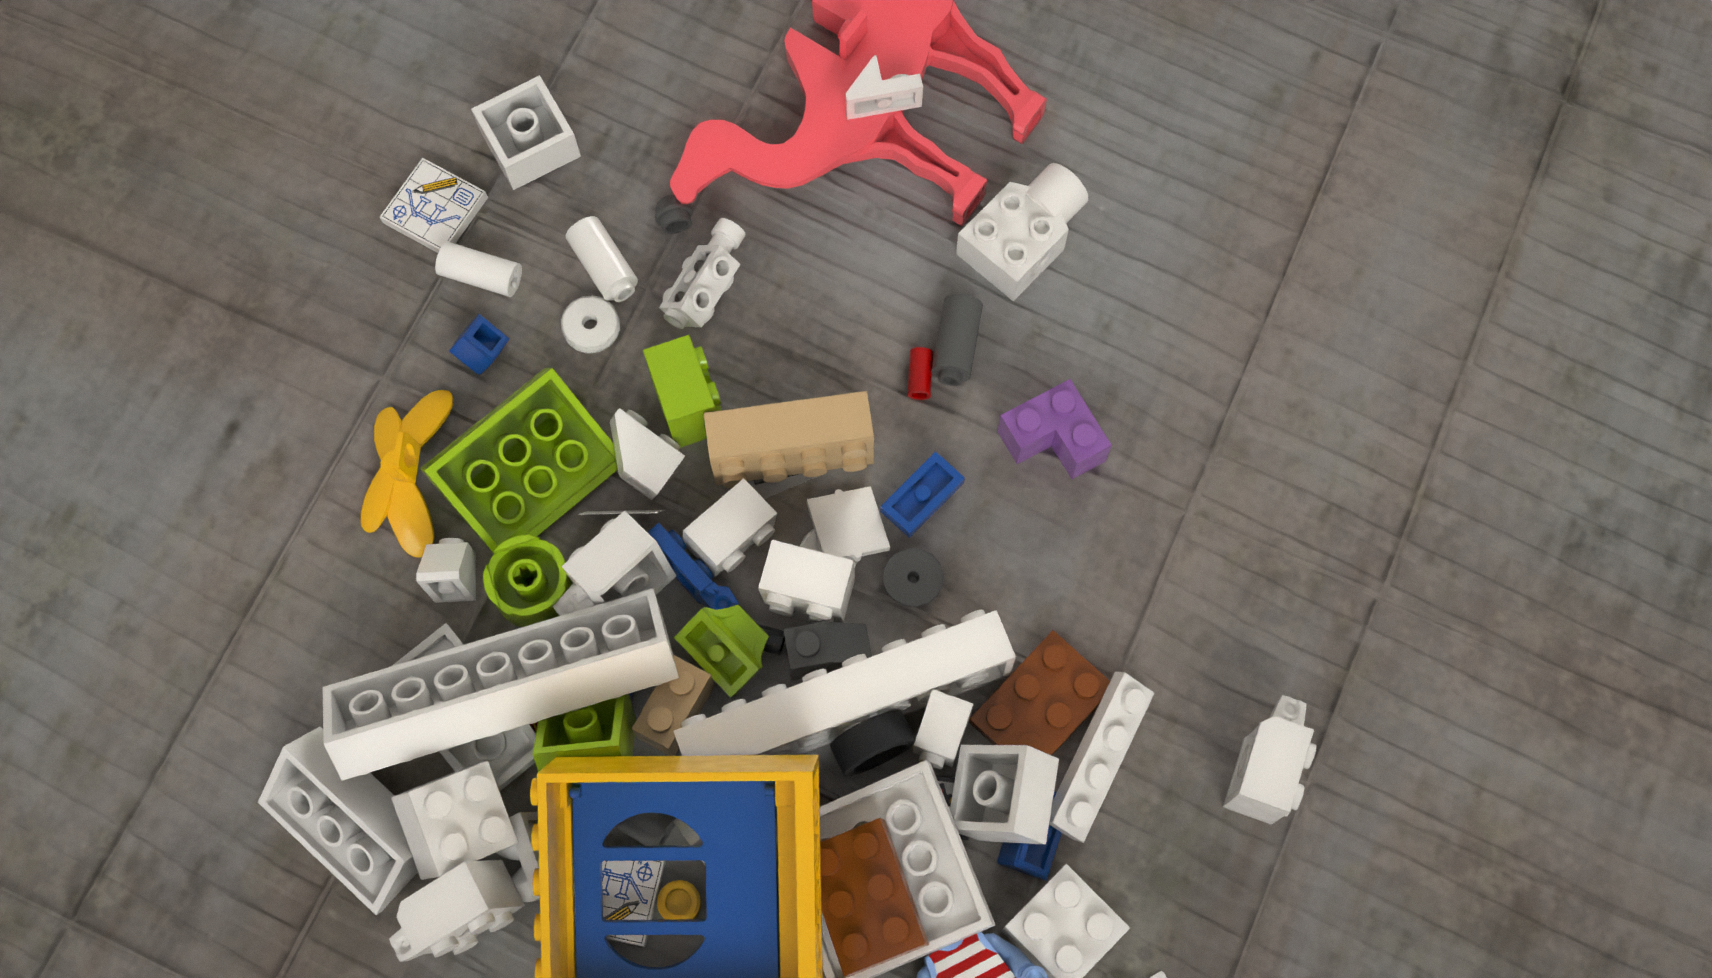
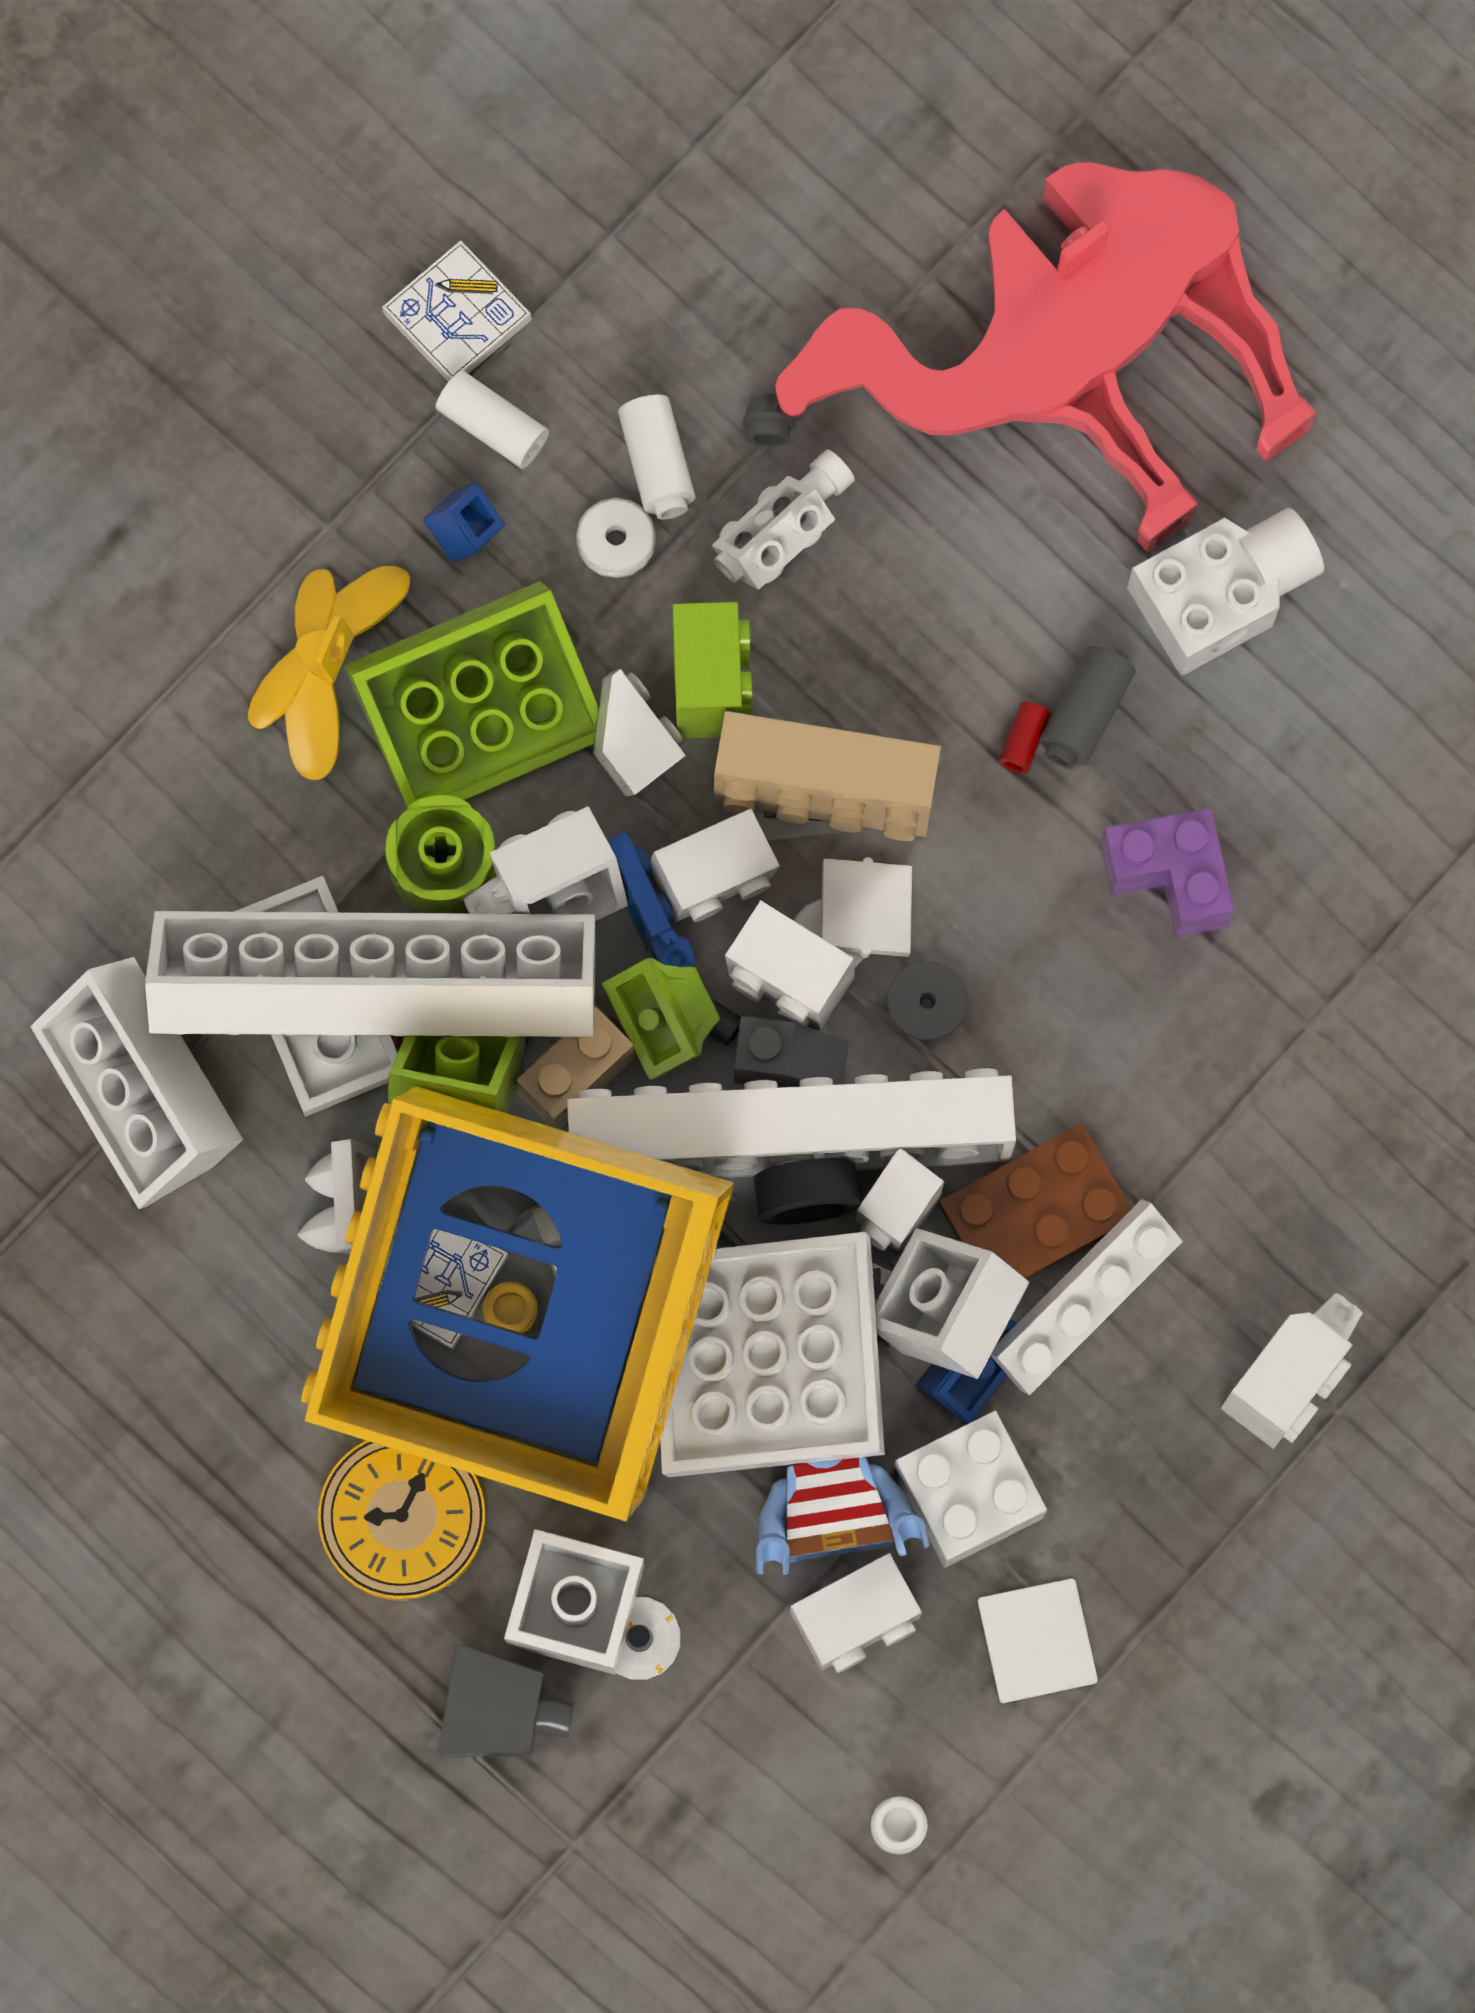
camera: 15 degrees right, 5 degrees up
(448, 571) = (345, 810): white slope -> none
(454, 820) = (270, 1123): white brick -> none
(456, 910) = (241, 1232): white hinge -> none
(526, 132) = (608, 250): white brick -> none
(619, 512) = (581, 802): white sticker -> none
(867, 899) = (740, 1375): dark orange plate -> none
(874, 96) = (1079, 344): white slope -> none
(922, 494) = (974, 898): blue plate -> none

